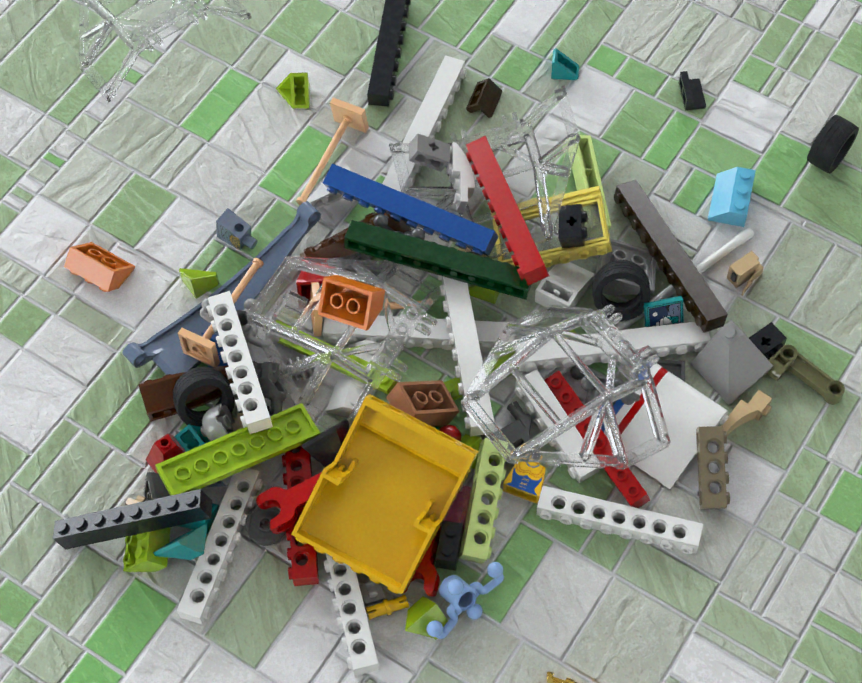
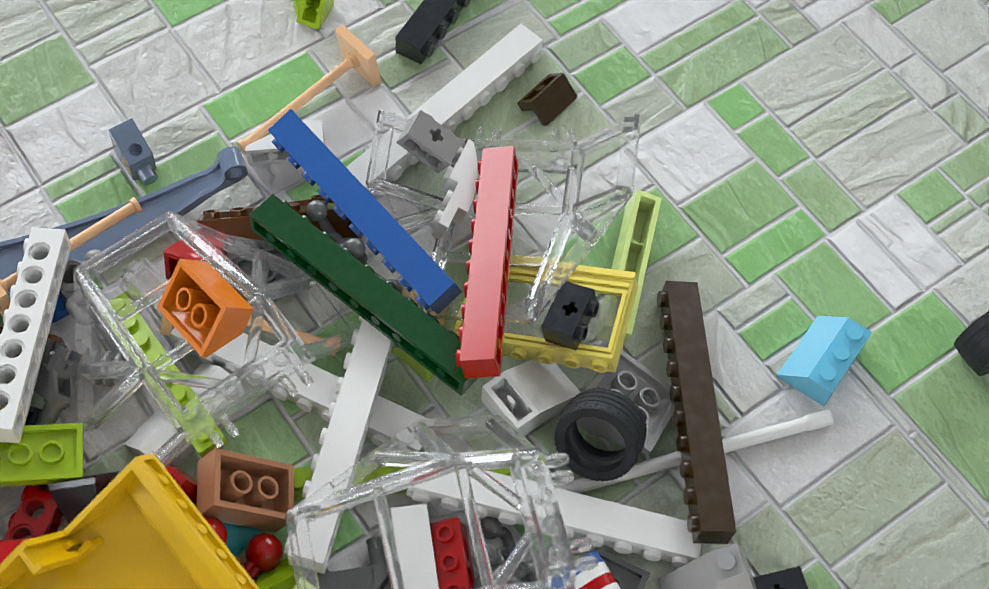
camera: 15 degrees right, 0 degrees up
(198, 281) = (54, 202): lime slope -> none
(563, 67) = (671, 93): teal slope -> none
(664, 312) = (648, 490): tile -> none
(691, 92) = (831, 190): black panel -> none
(745, 269) = (795, 470): tan piece -> none

